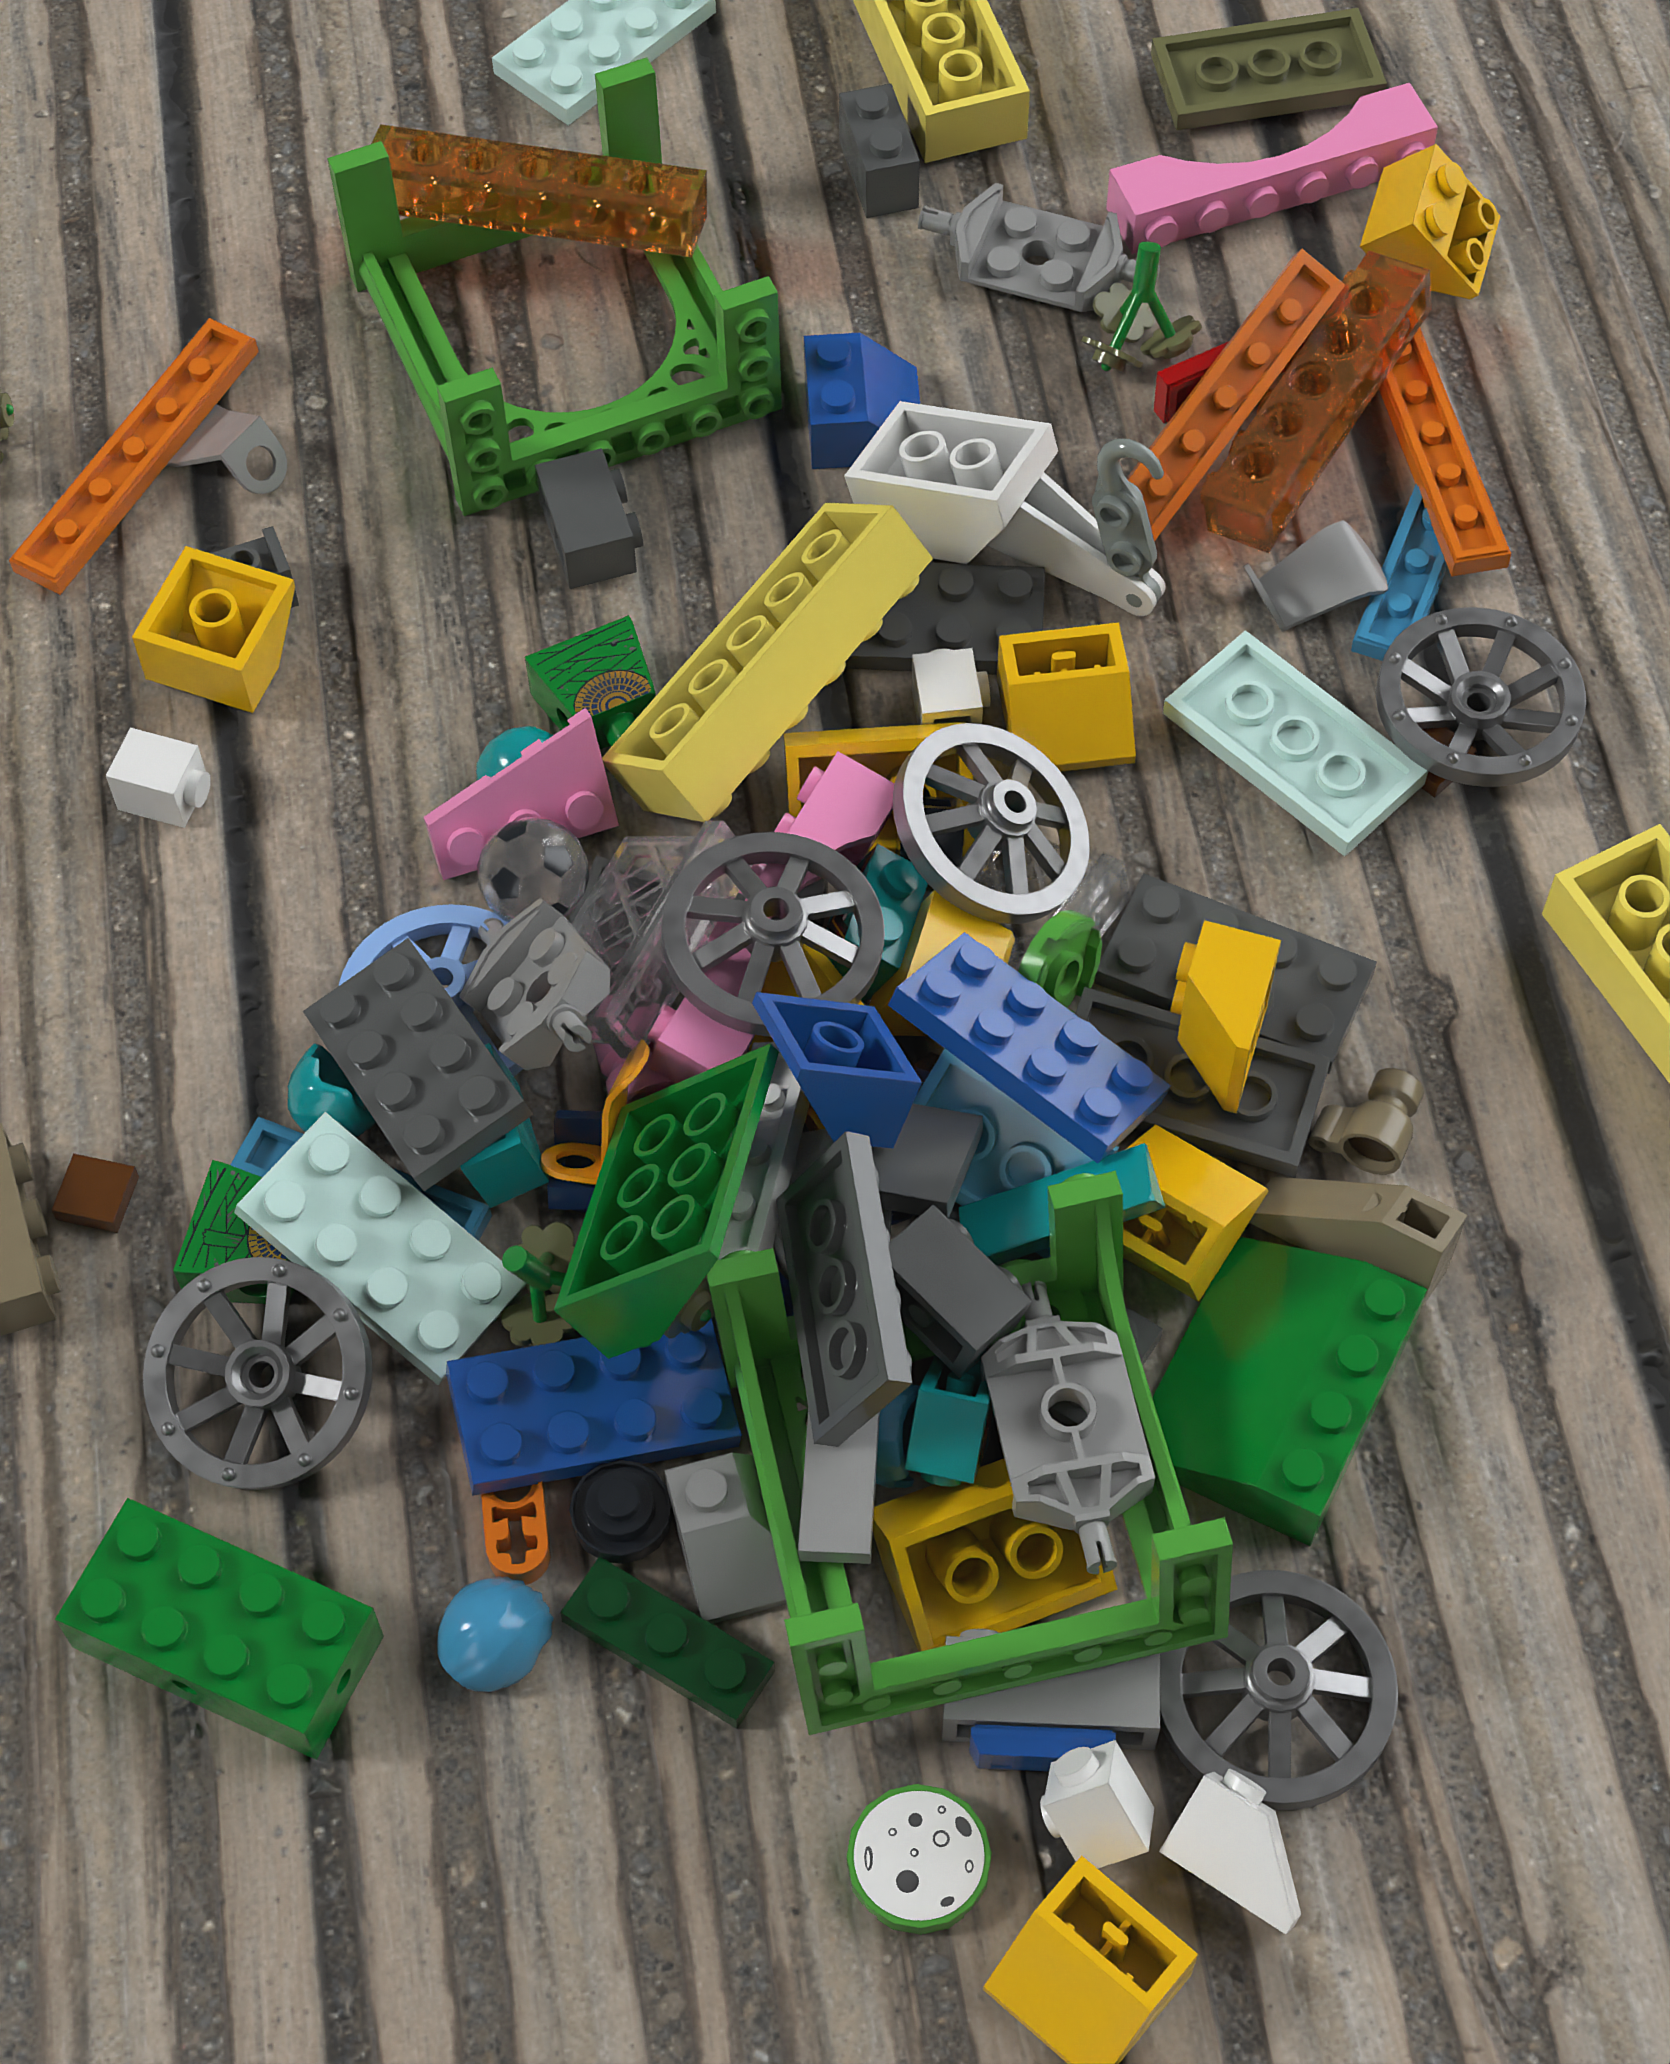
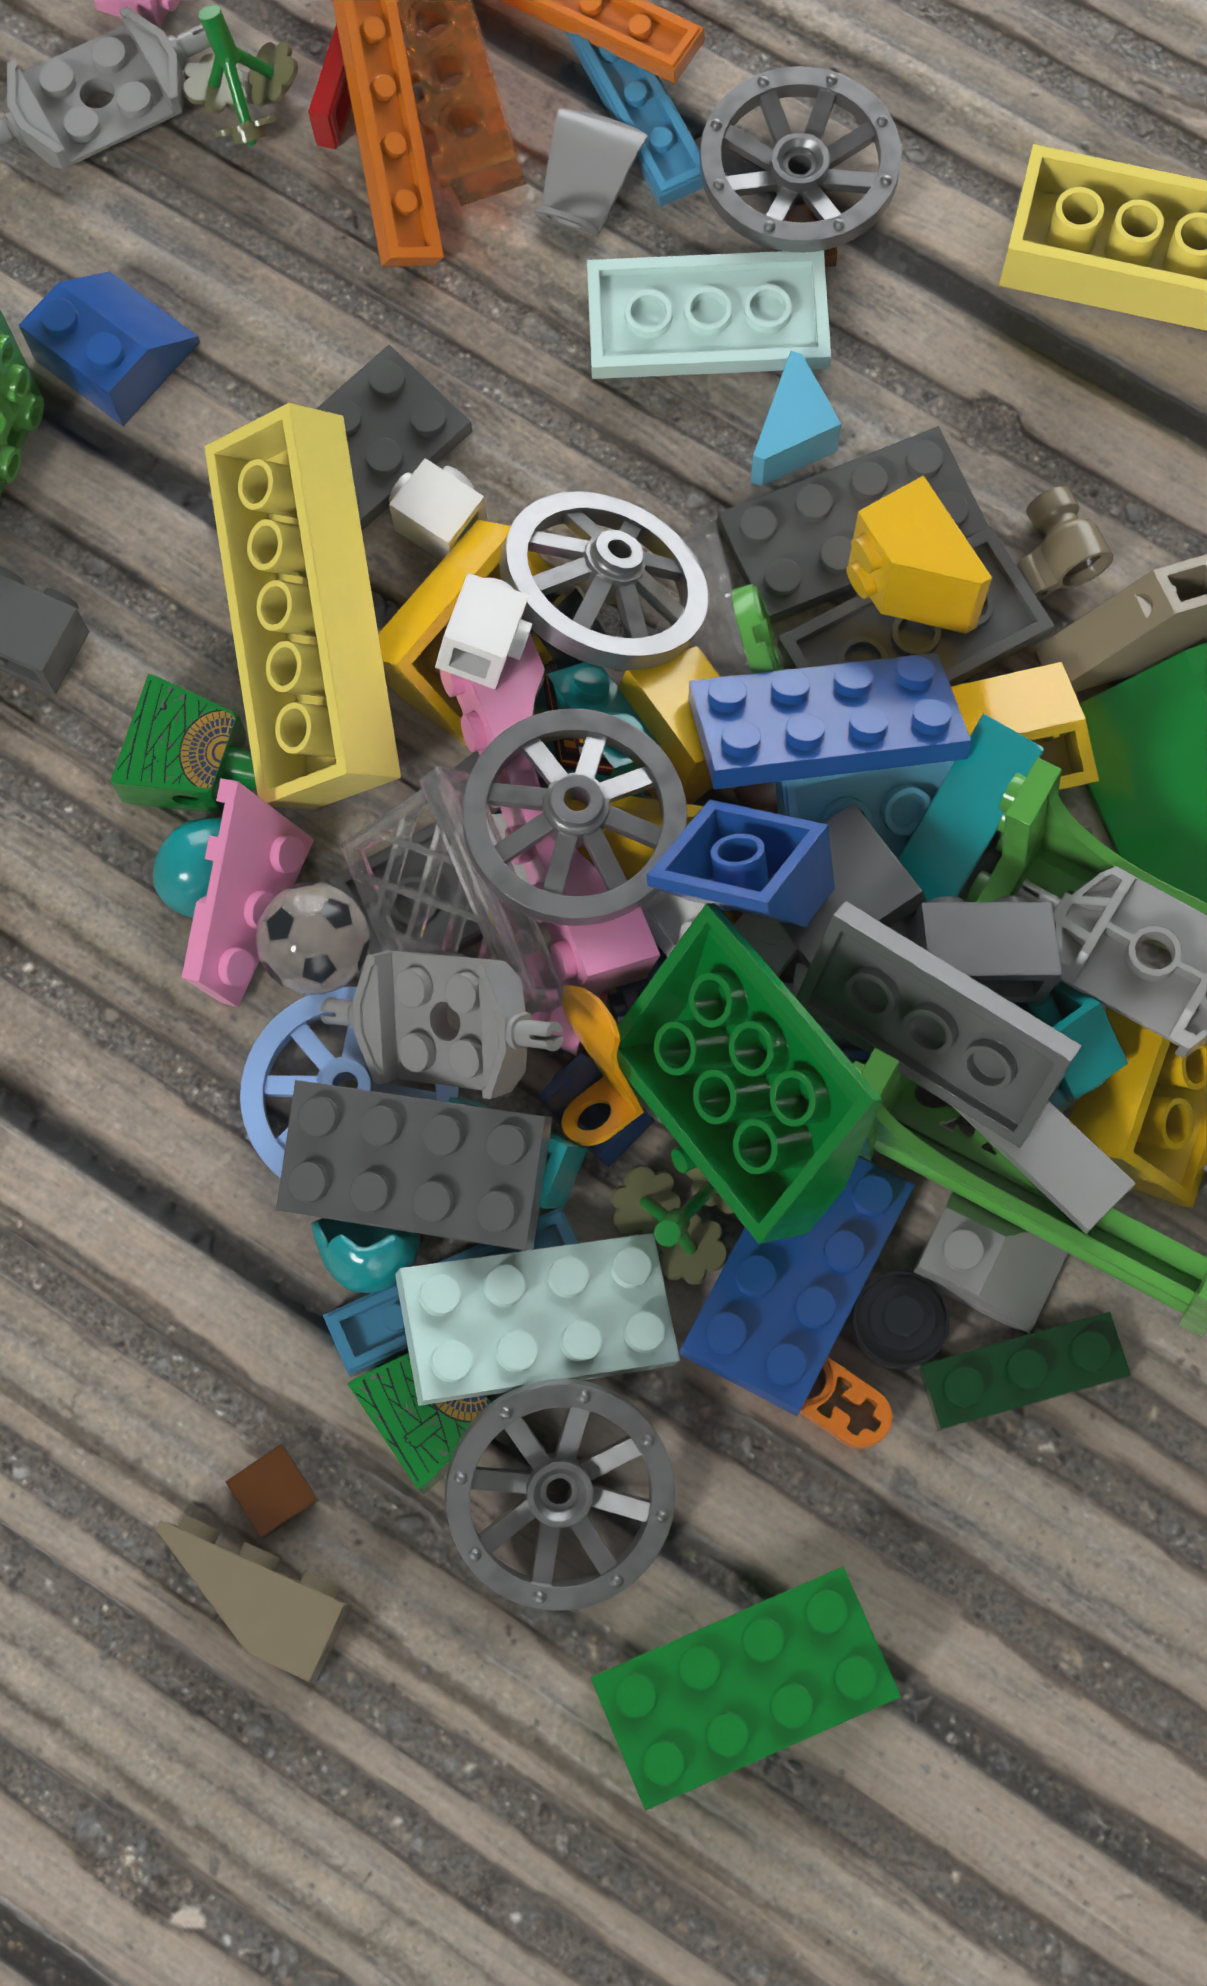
camera: 45 degrees left, 15 degrees up
(493, 1633) = (912, 1489): dark azure hair -> none
(852, 760) = (484, 631): none -> white brick
(983, 482) = (291, 323): white slope -> none
(1069, 694) = (526, 430): yellow slope -> none
(1262, 864) = (797, 427): none -> medium azure slope

